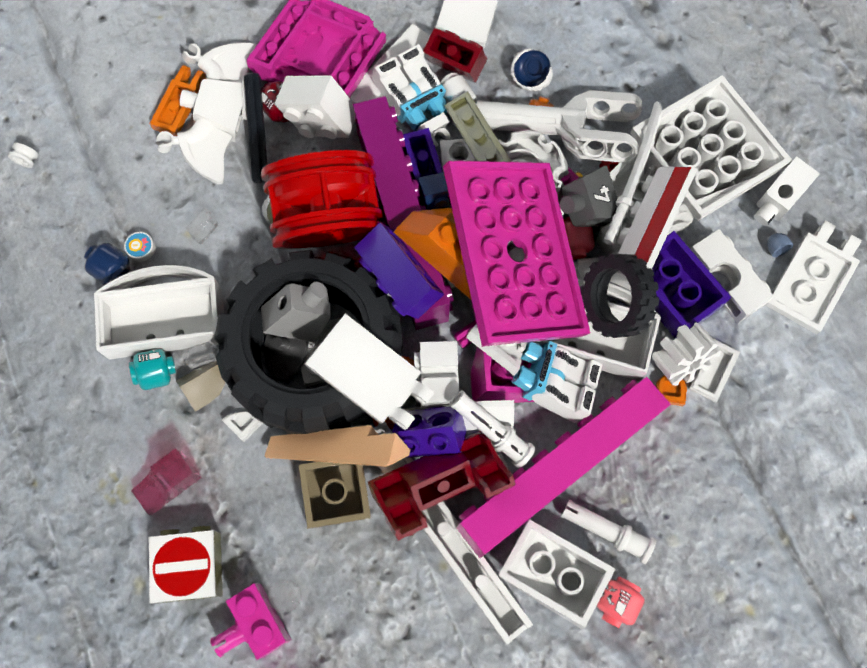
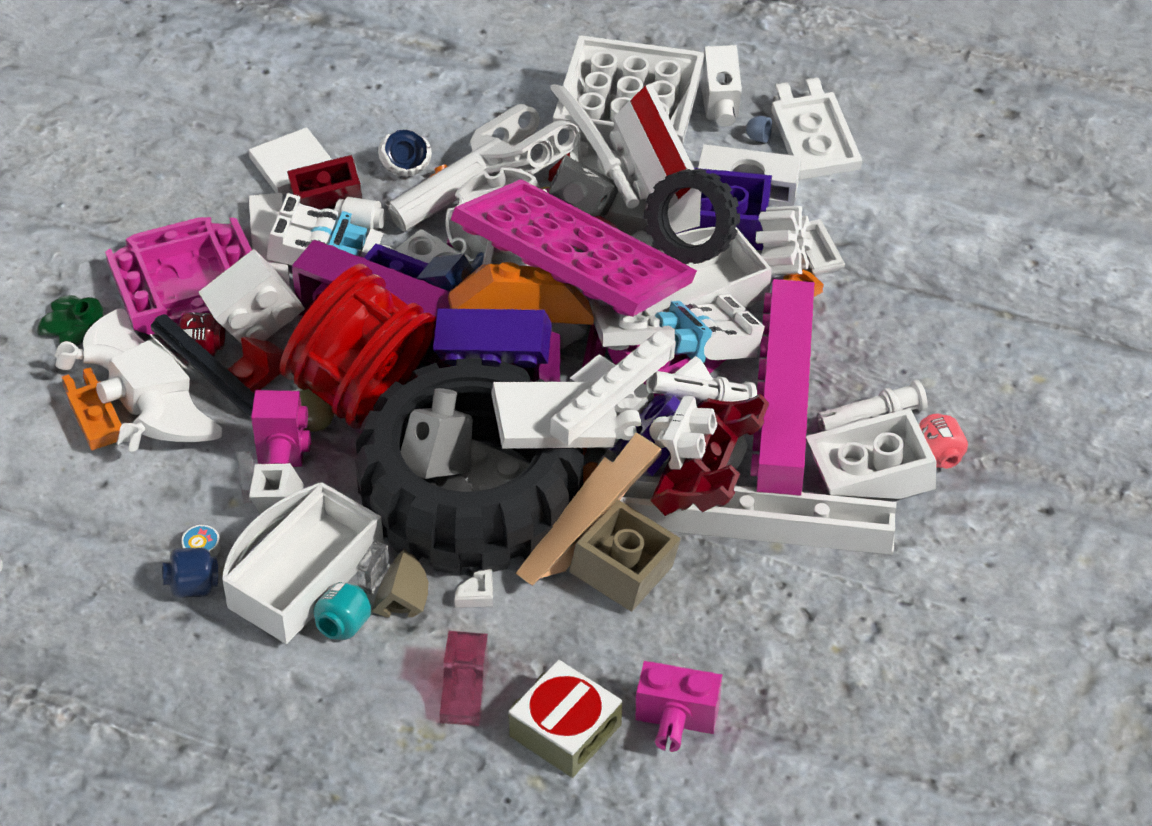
camera: 45 degrees left, 25 degrees down
(199, 252) = (273, 484): none -> white brick
(232, 28) = (70, 318): none -> dark green plate
(241, 213) = (279, 427): none -> dark pink brick
(295, 144) = (259, 363): none -> red slope
(411, 388) = (612, 388): none -> white piece
(424, 457) = (684, 431): none -> white hips
(475, 130) = (415, 218): olive tile -> none

